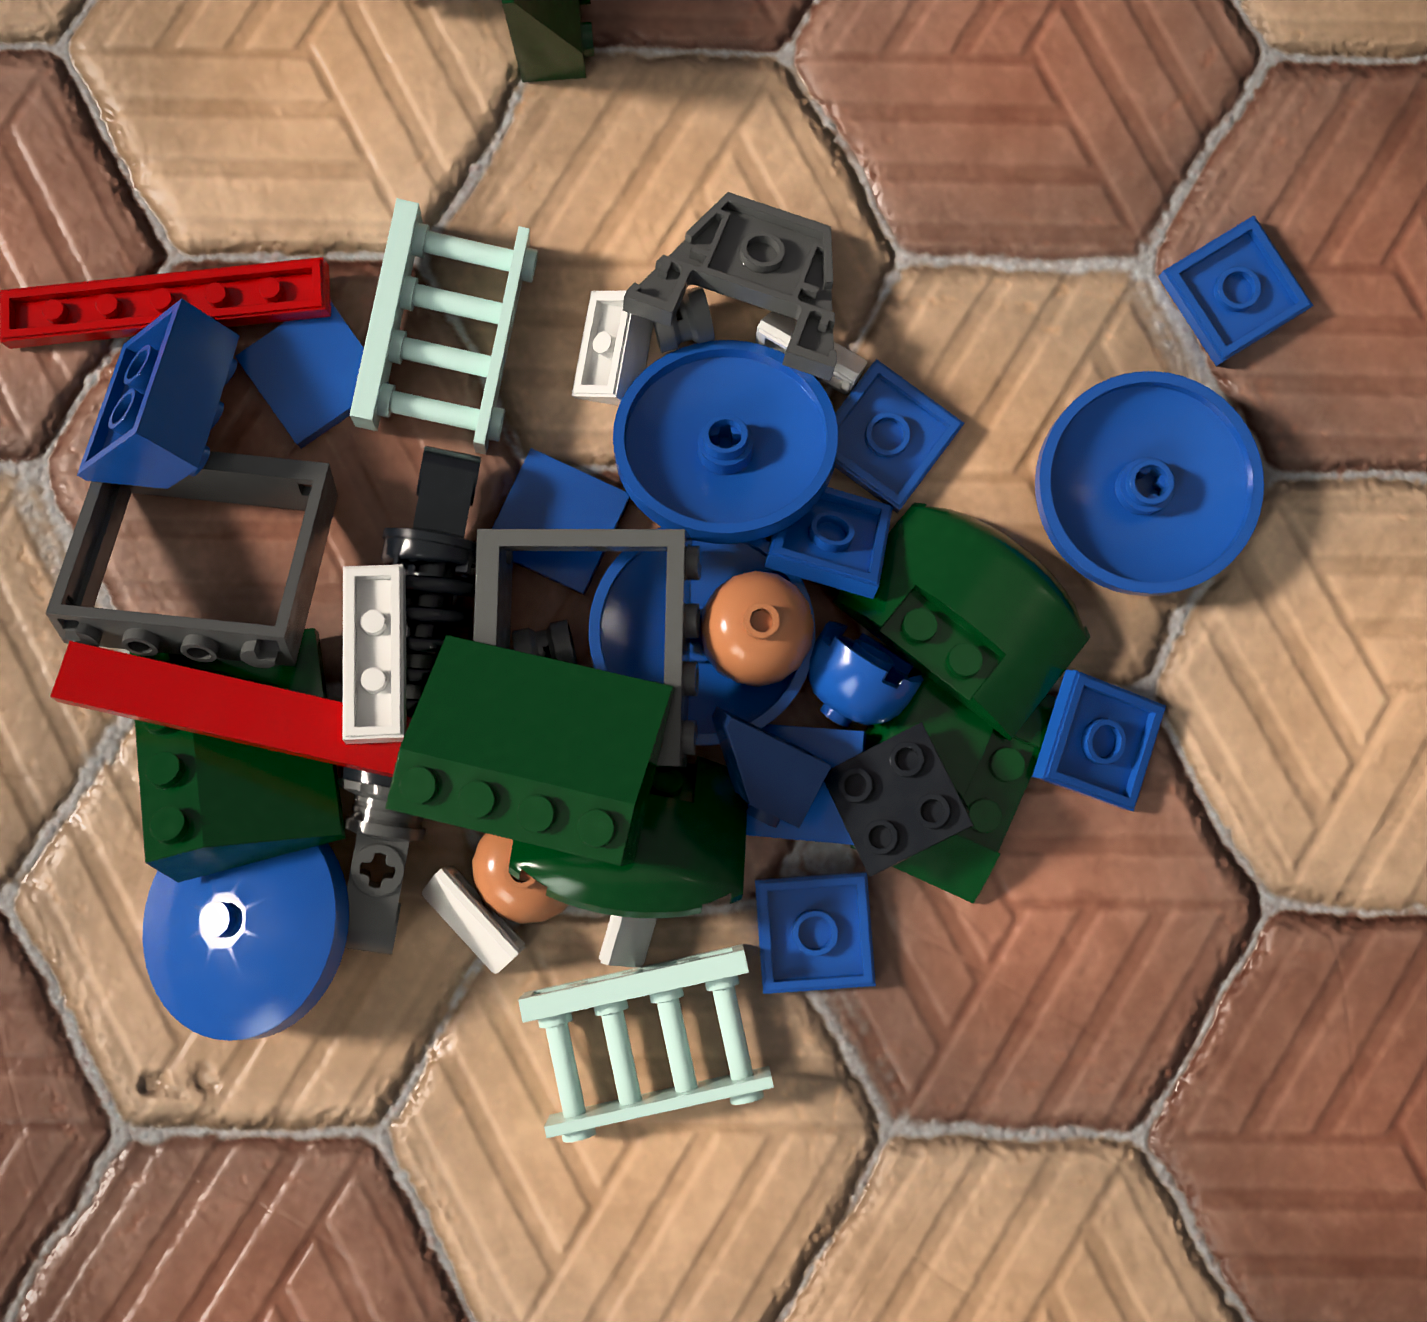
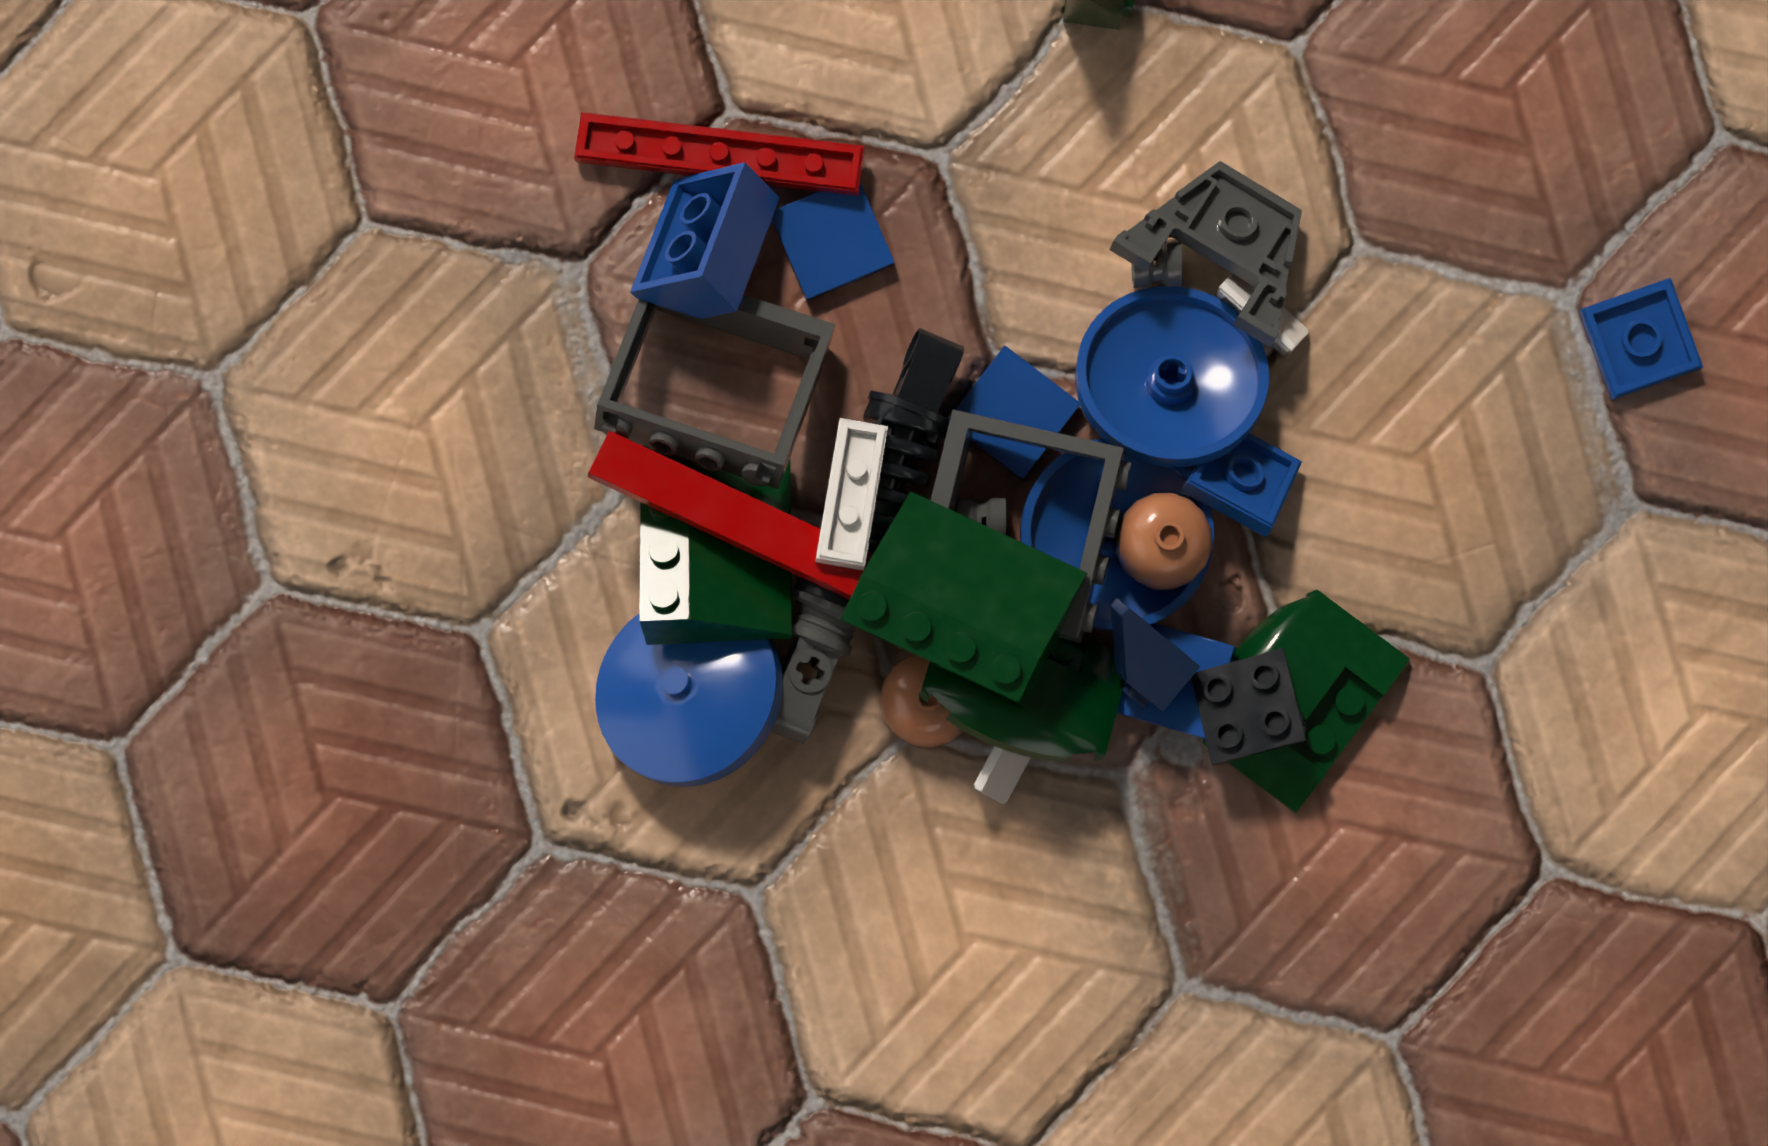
camera: 20 degrees right, 0 degrees up
(401, 292) = (926, 190): light aqua fence -> none
(471, 919) = (870, 733): white slope -> none
(609, 998) = (1021, 822): light aqua fence -> none
(611, 349) = (1090, 274): white slope -> none
(814, 932) = (1156, 807): blue tile -> none
(859, 678) = (1240, 600): blue cylinder -> none
(890, 435) = (1314, 400): blue tile -> none
(972, 614) = (1348, 567): dark green slope -> none
(1099, 740) = (1432, 698): blue tile -> none
(1149, 483) = (1521, 490): blue dish -> none

